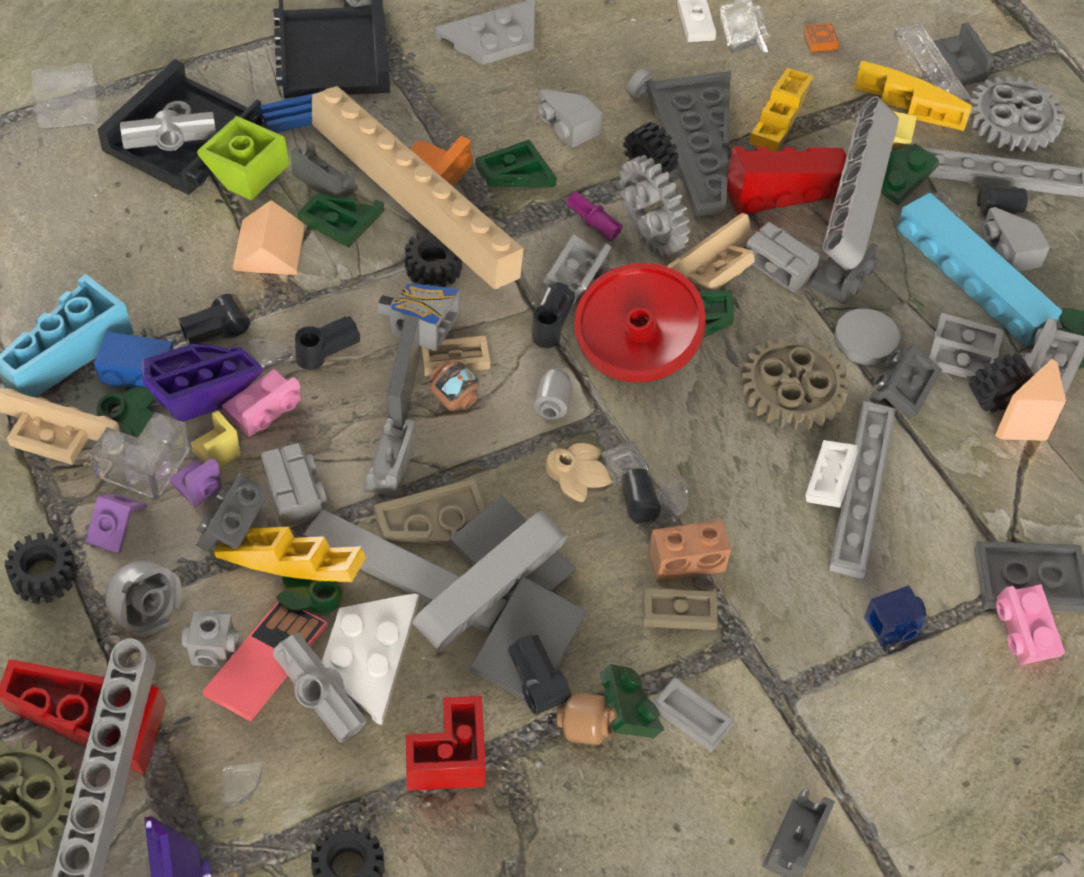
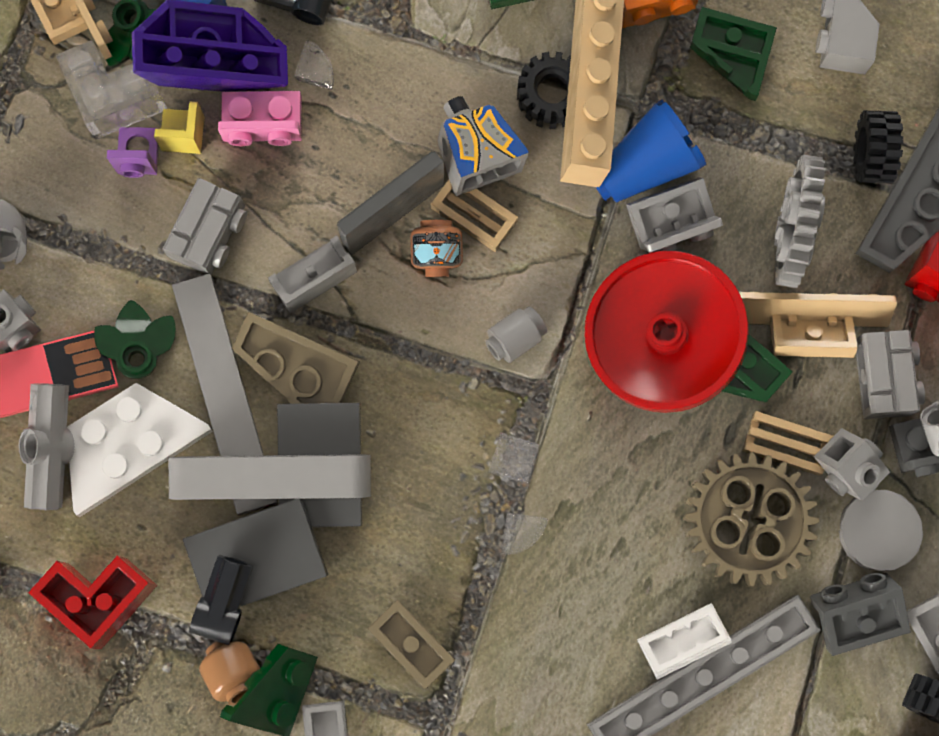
camera: 45 degrees right, 25 degrees up
(111, 521) = (34, 130): medium lavender bracket -> none
(235, 513) = (126, 218): dark grey bracket -> none
(279, 553) = (139, 298): yellow slope -> none
(316, 343) = (373, 101): black piece -> none
(539, 235) = (651, 155): none -> blue cone
(551, 315) = (602, 246): black piece -> none
(579, 471) = (467, 434): tan plate -> none
(595, 216) = (753, 169): magenta axle -> none
(640, 496) = (488, 506): black piece -> none
(689, 550) = (472, 599): nougat brick -> none
(765, 329) = (789, 427): none -> tan tile
(815, 308) = (852, 464): none -> light grey brick

